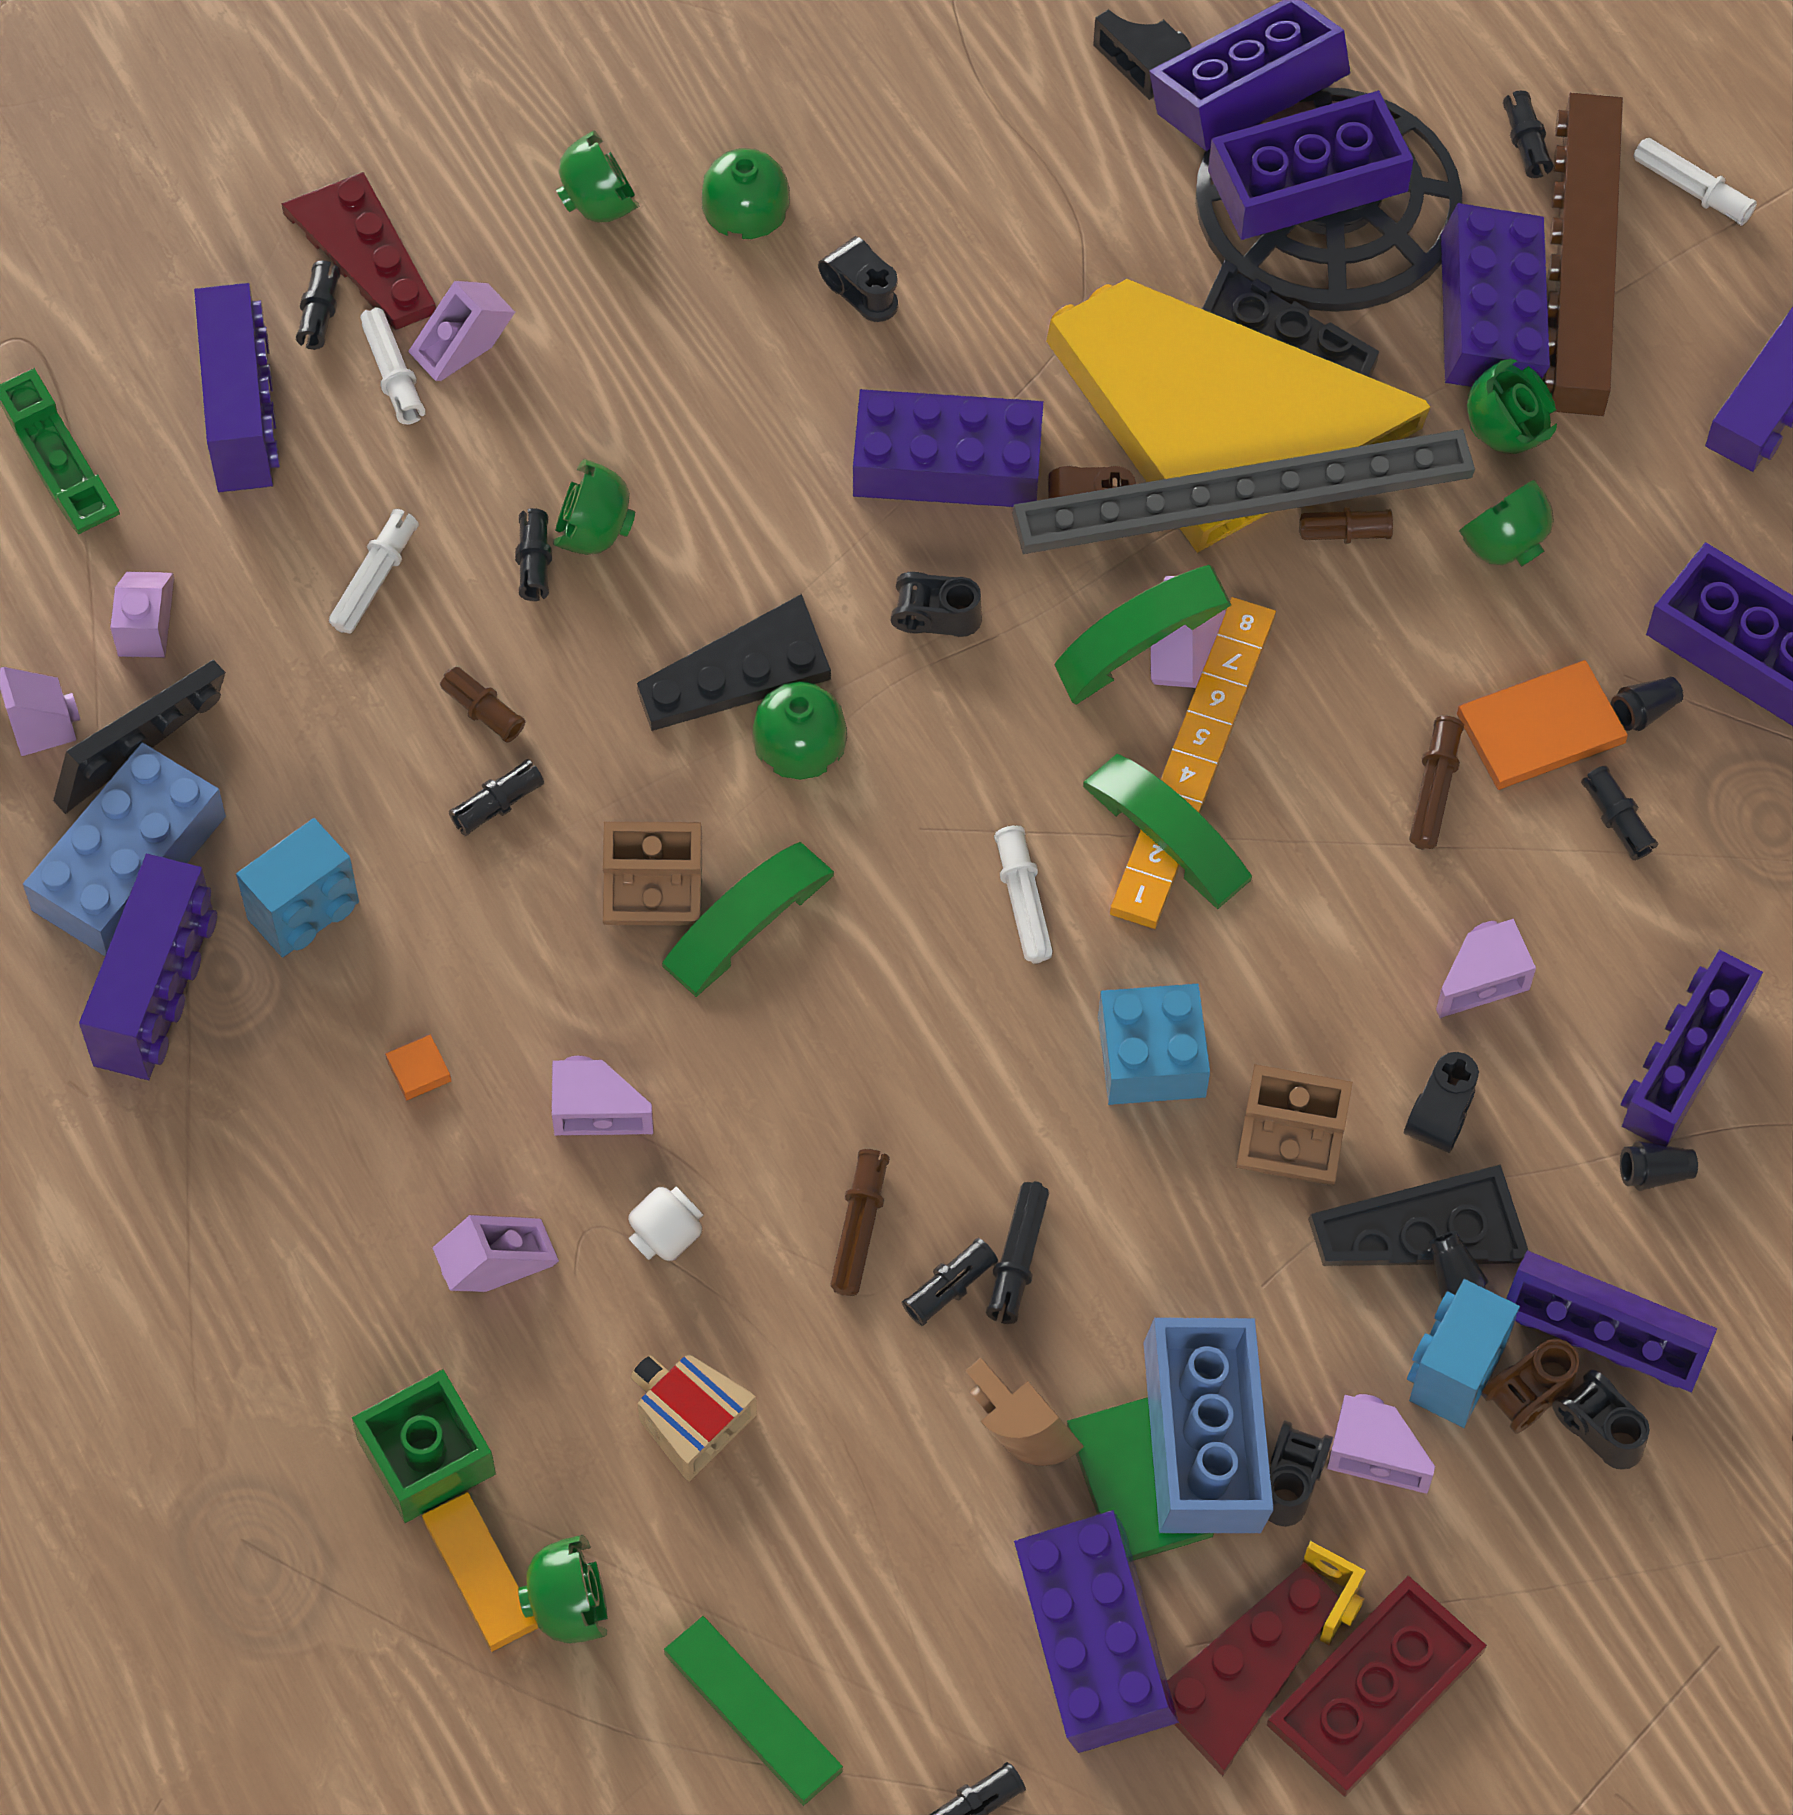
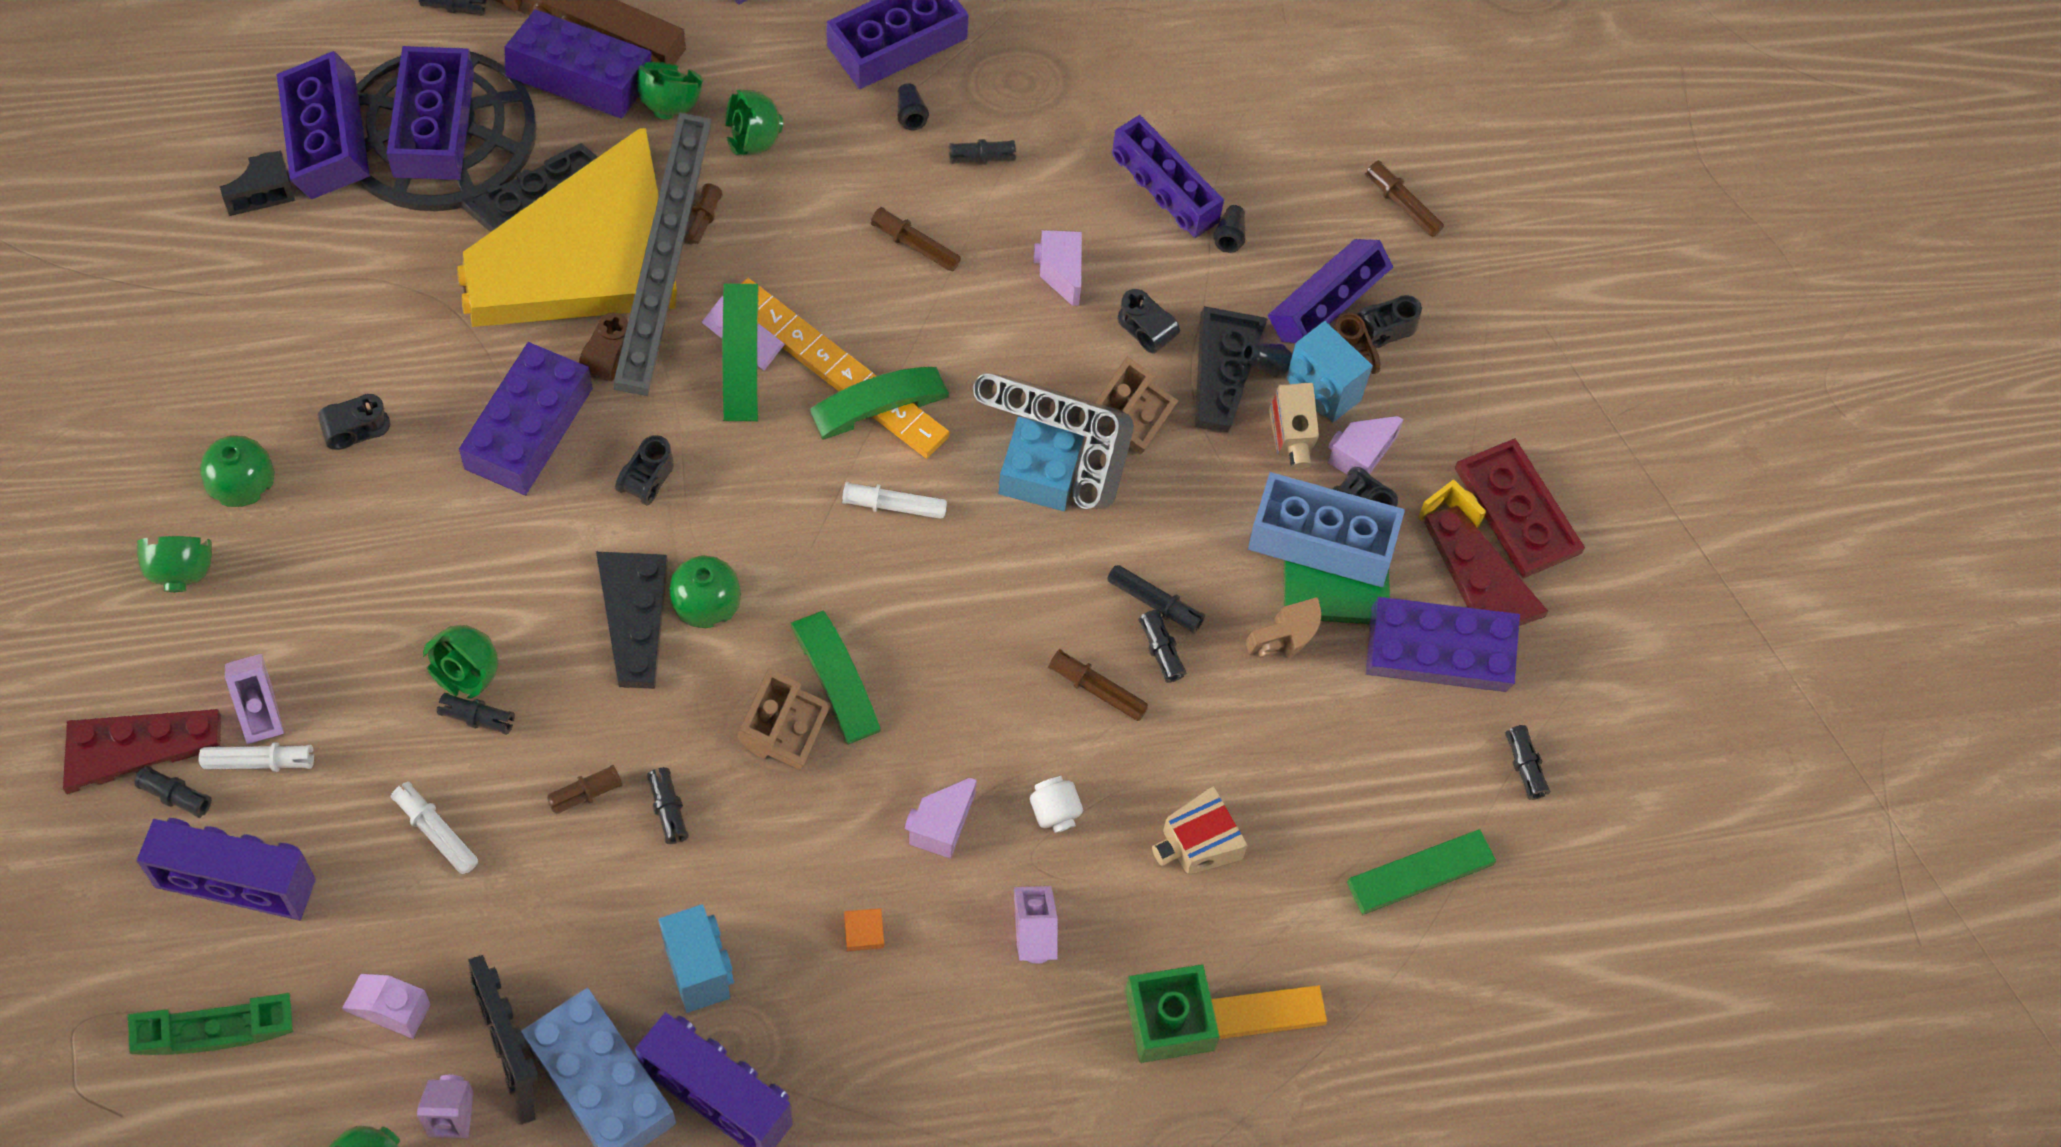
camera: 75 degrees left, 0 degrees up
(565, 1592) = (1312, 955): green cylinder -> none
(1224, 1053) = (1066, 417): none -> dark grey beam
(1360, 1337) = (1294, 423): none -> tan torso
(1542, 724) = (898, 168): orange tile -> none

